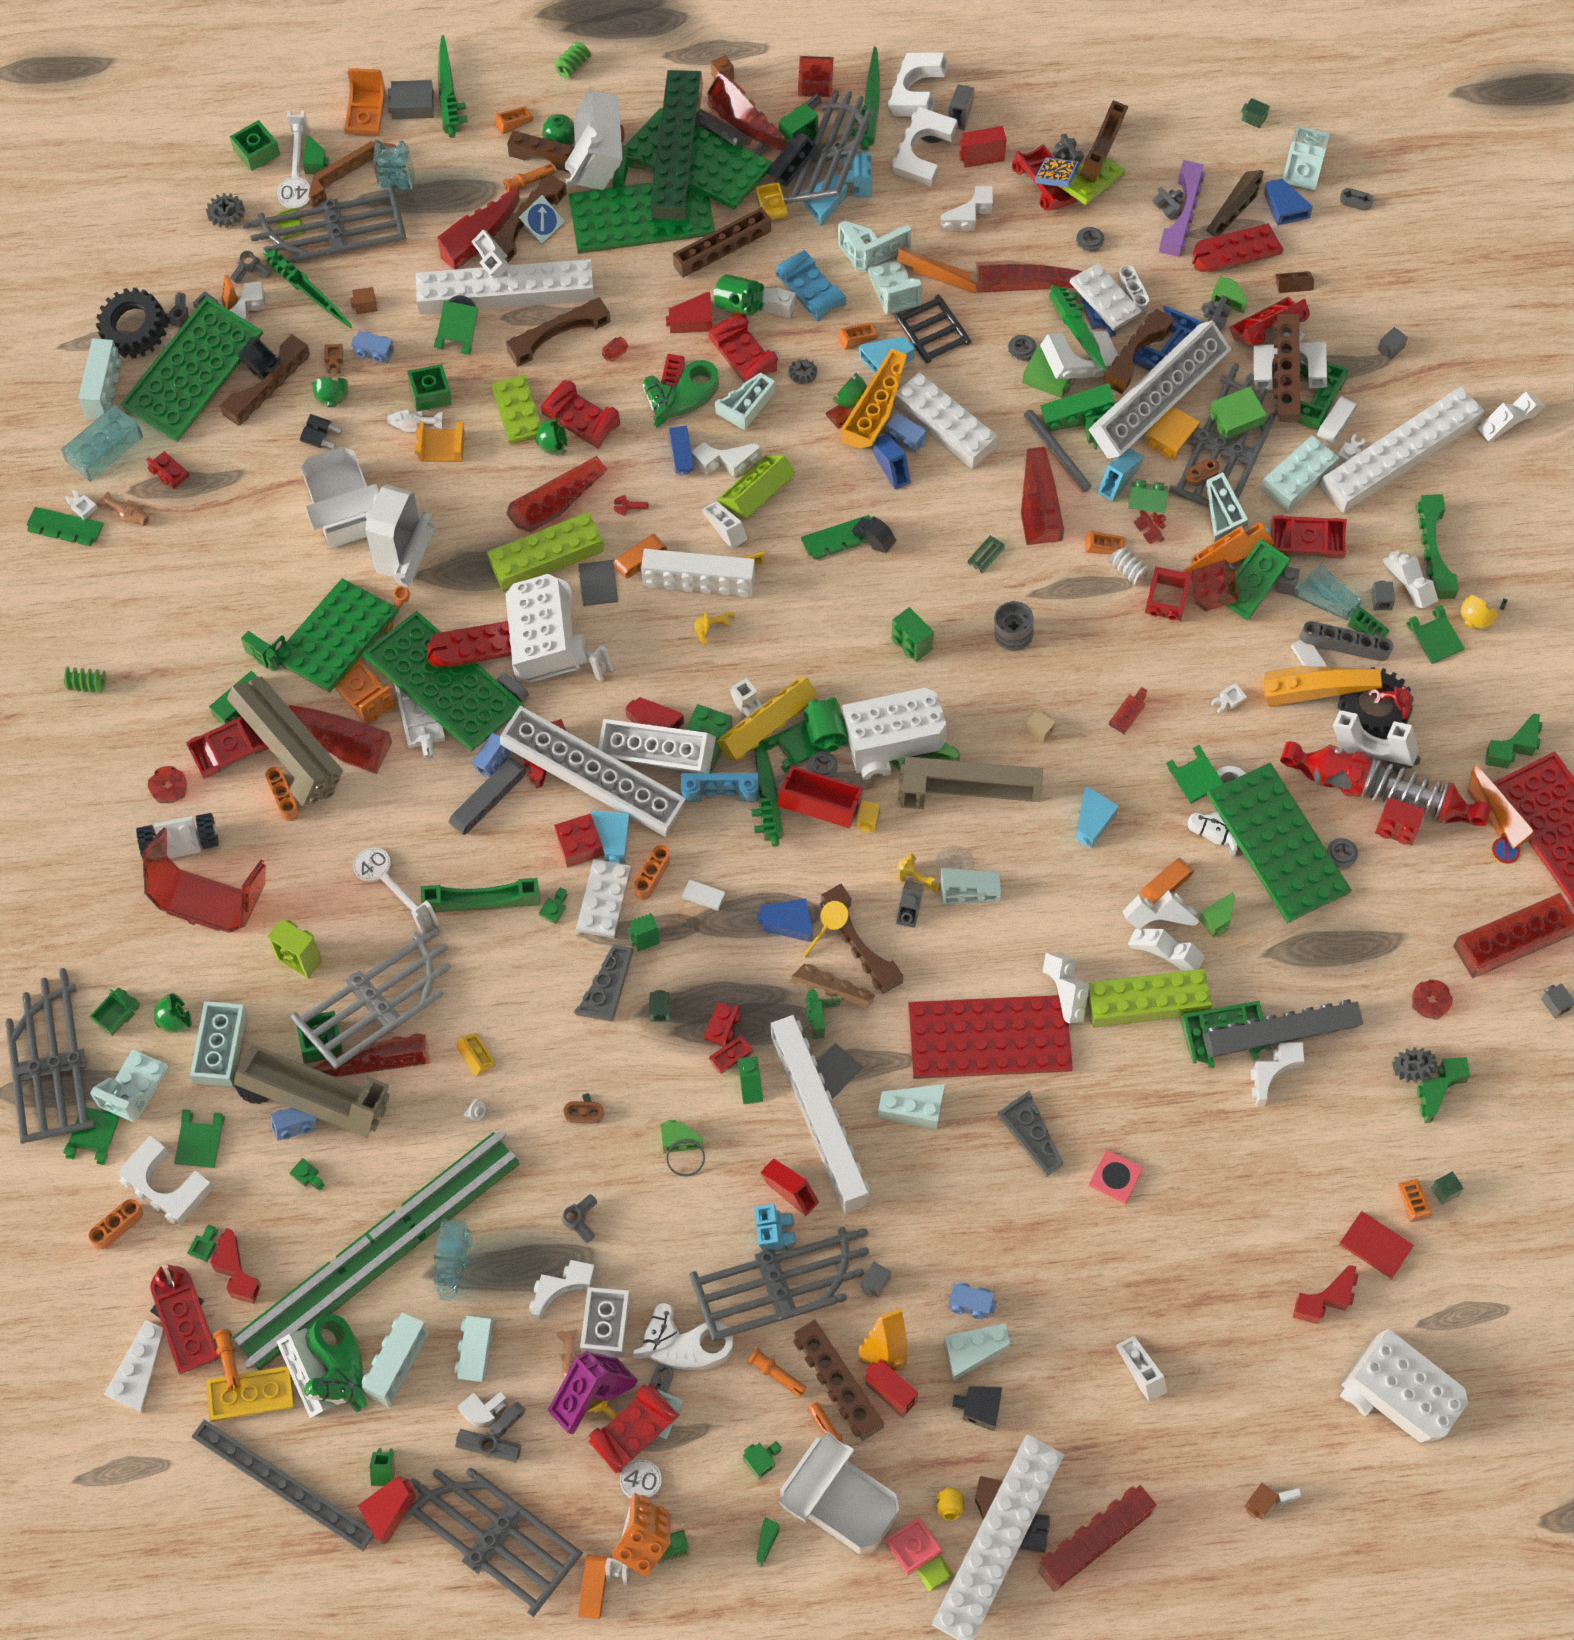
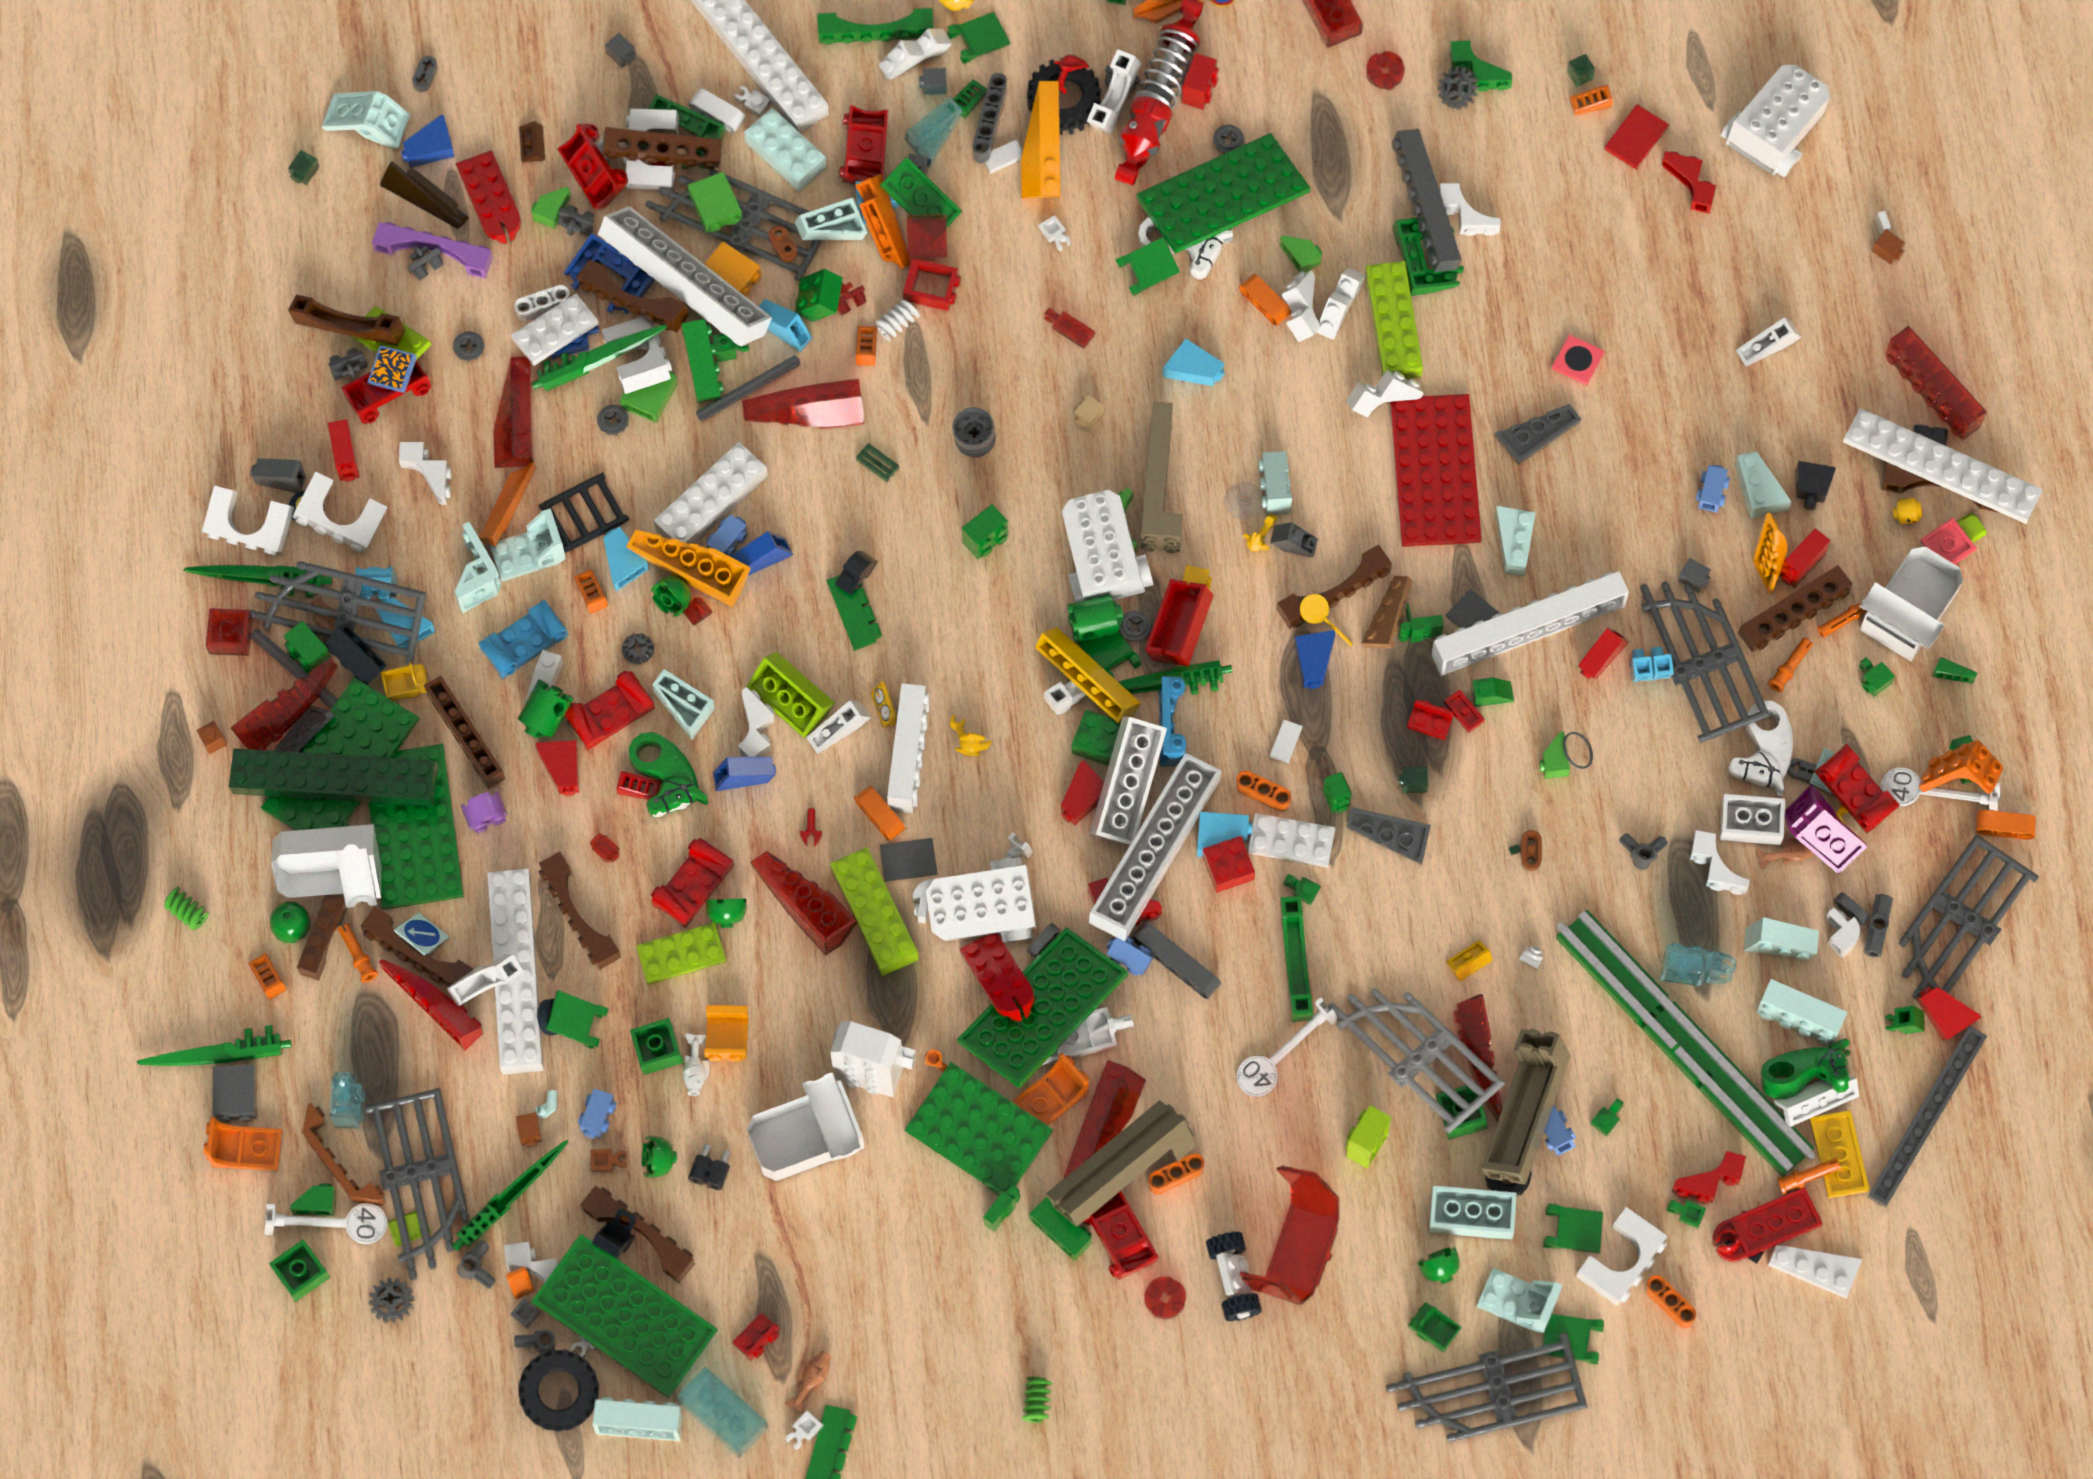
camera: 90 degrees left, 5 degrees up
(384, 316) = (549, 1107): none -> light aqua arm
(648, 258) = (484, 811): none -> medium lavender brick

